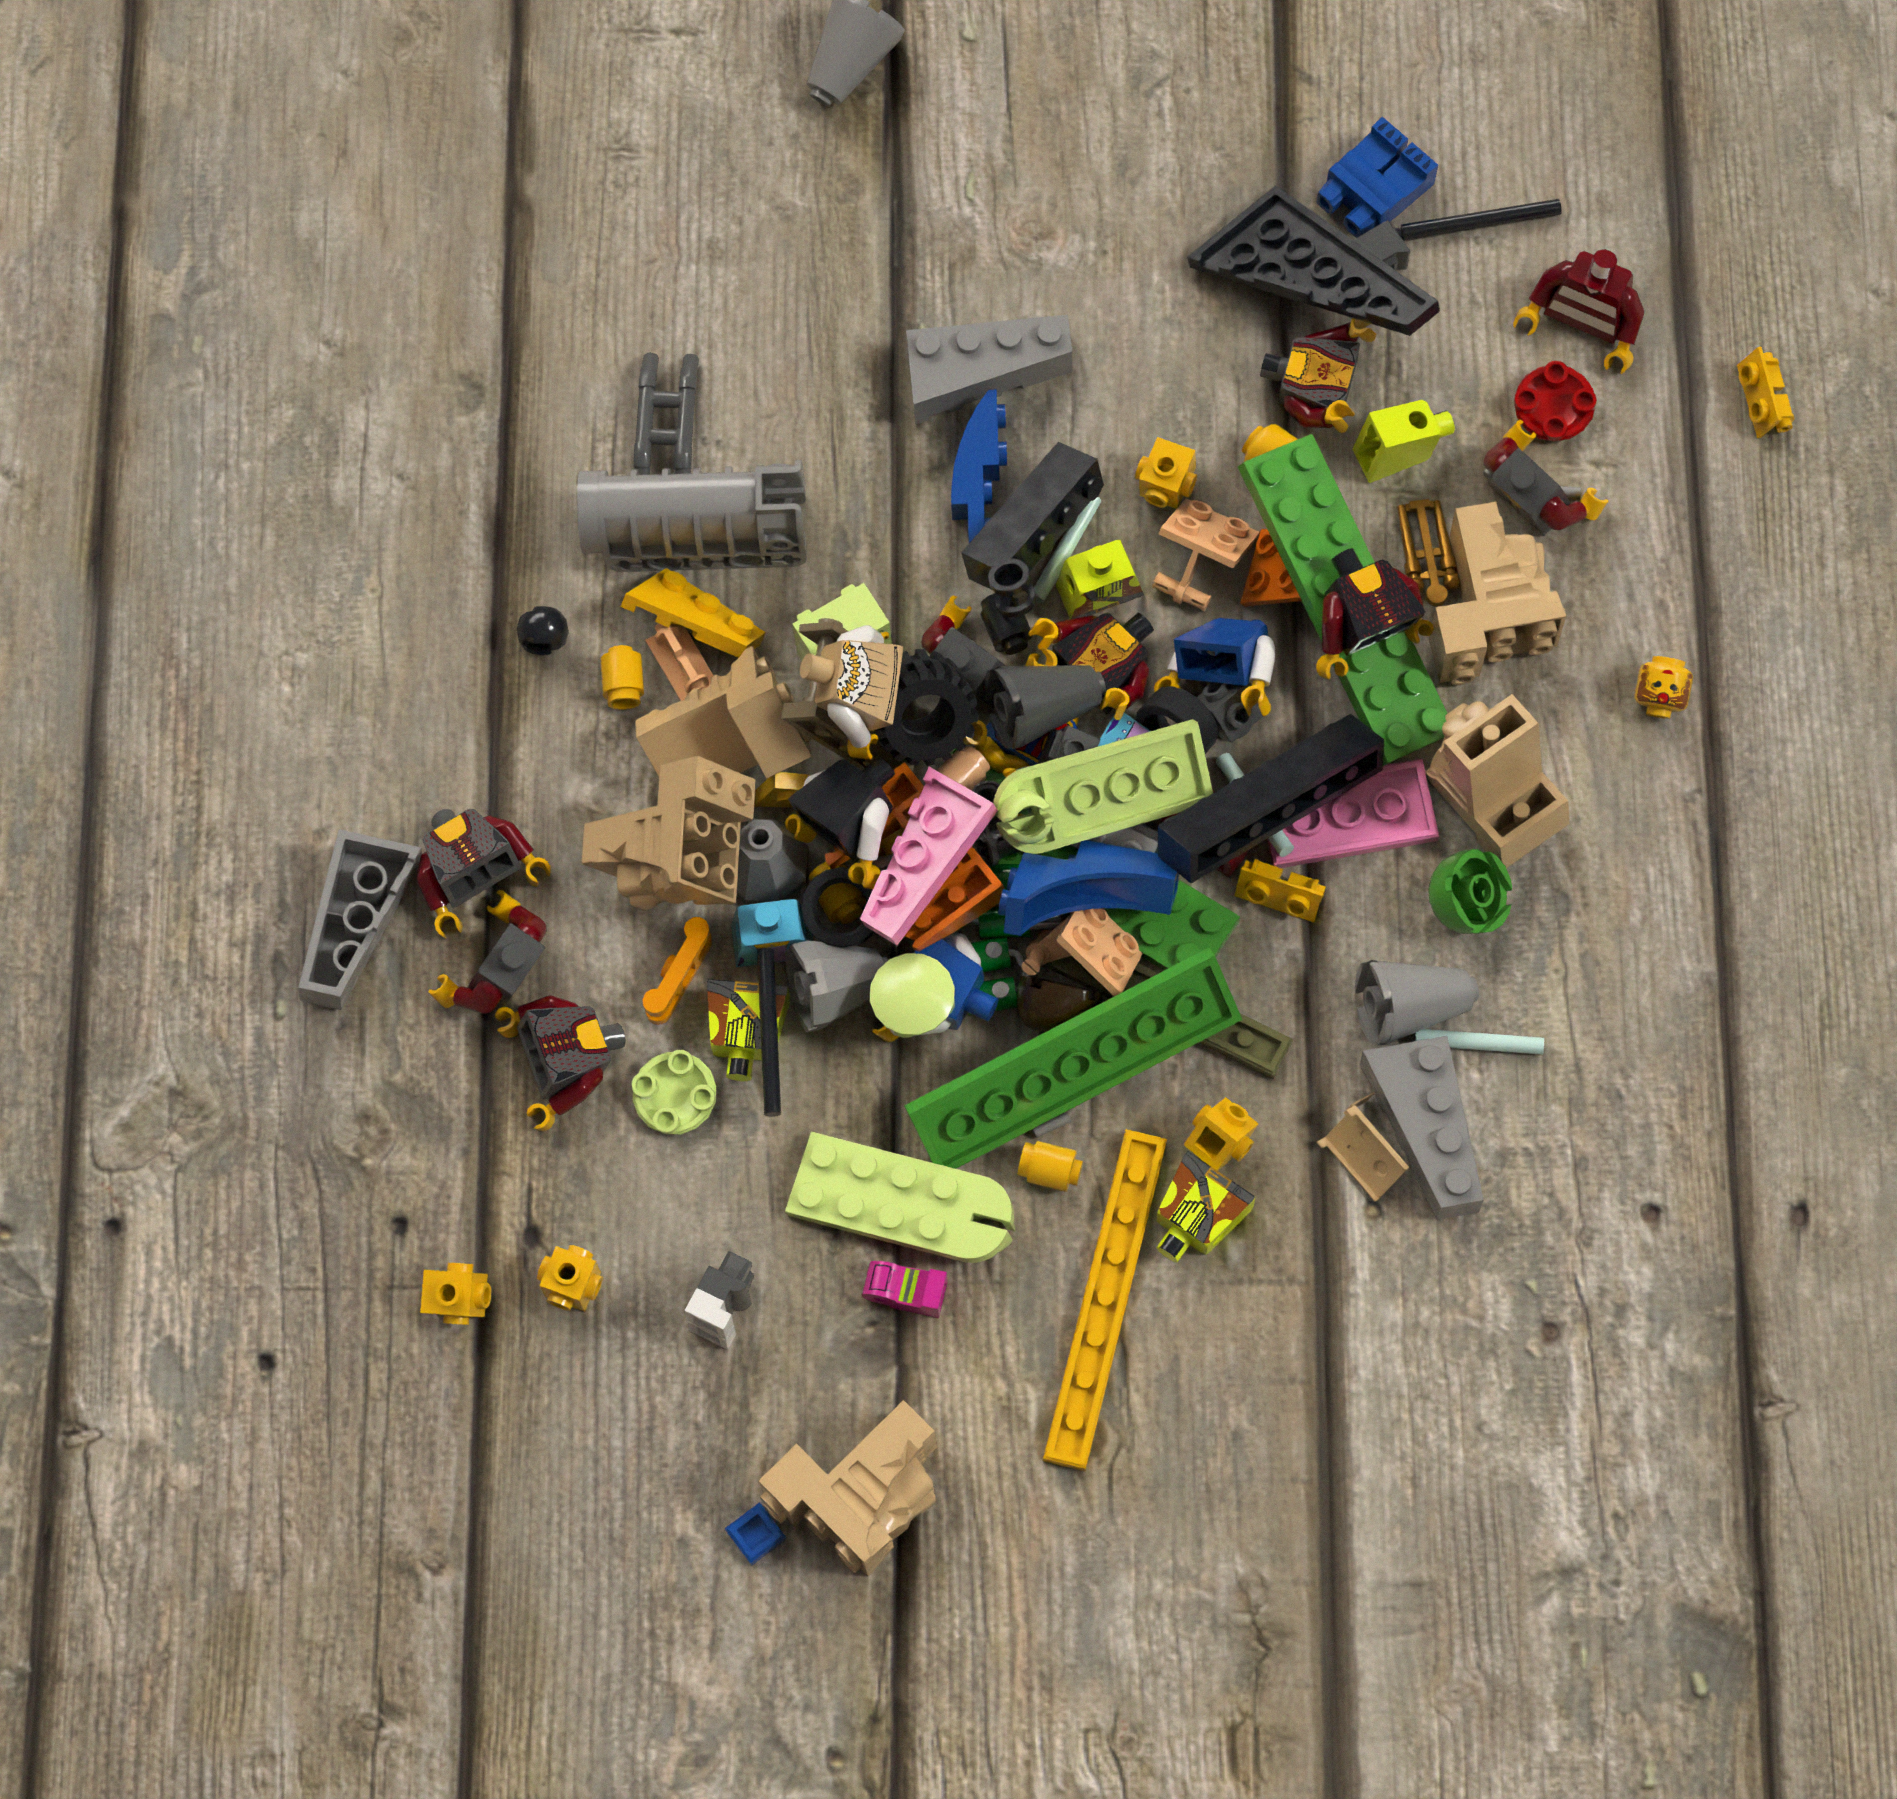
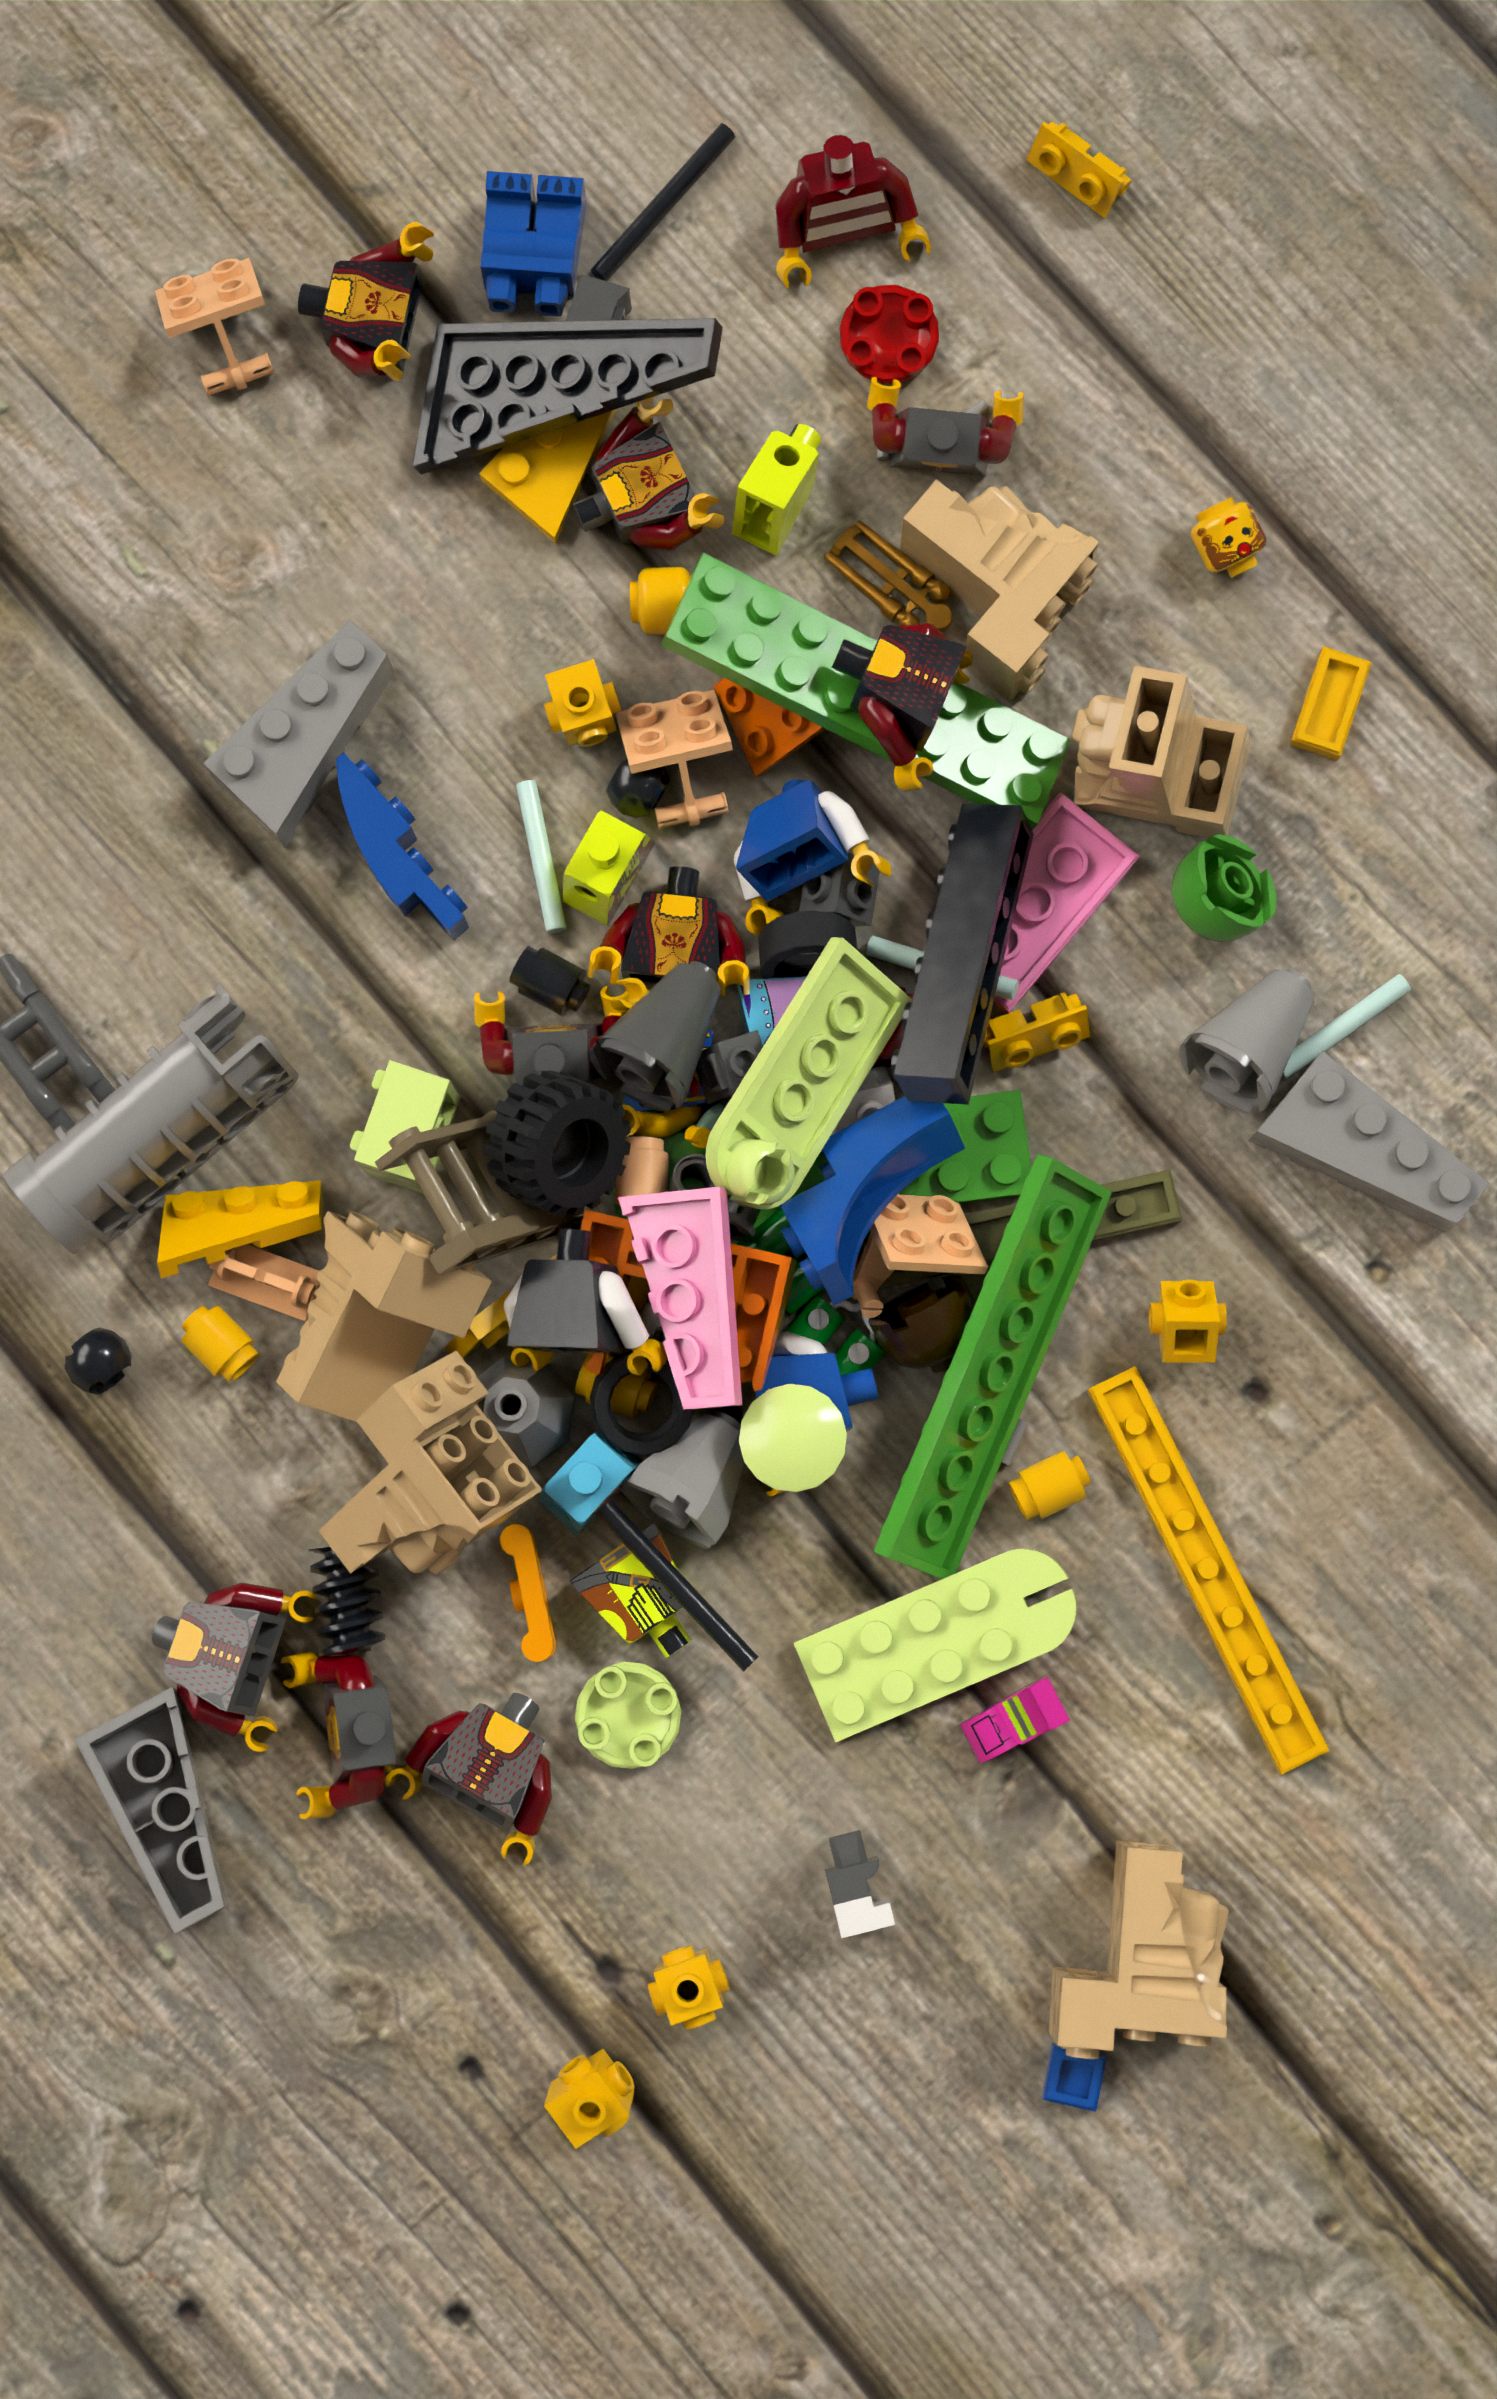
camera: 40 degrees left, 10 degrees up
(562, 887) = (346, 1605): none -> black piece
(857, 684) = (489, 1178): torso -> none
(1031, 524) = (495, 863): black hinge -> none
(1148, 65) = (208, 299): none -> light nougat plate
(1158, 552) = (637, 792): none -> black piece
(1200, 1208) = (1225, 1410): torso -> none
(1244, 144) = (372, 305): none -> torso
(1268, 322) = (546, 472): none -> yellow wing
(1364, 1152) = (1330, 1224): tan piece -> none
(1644, 840) = (1330, 703): none -> yellow tile

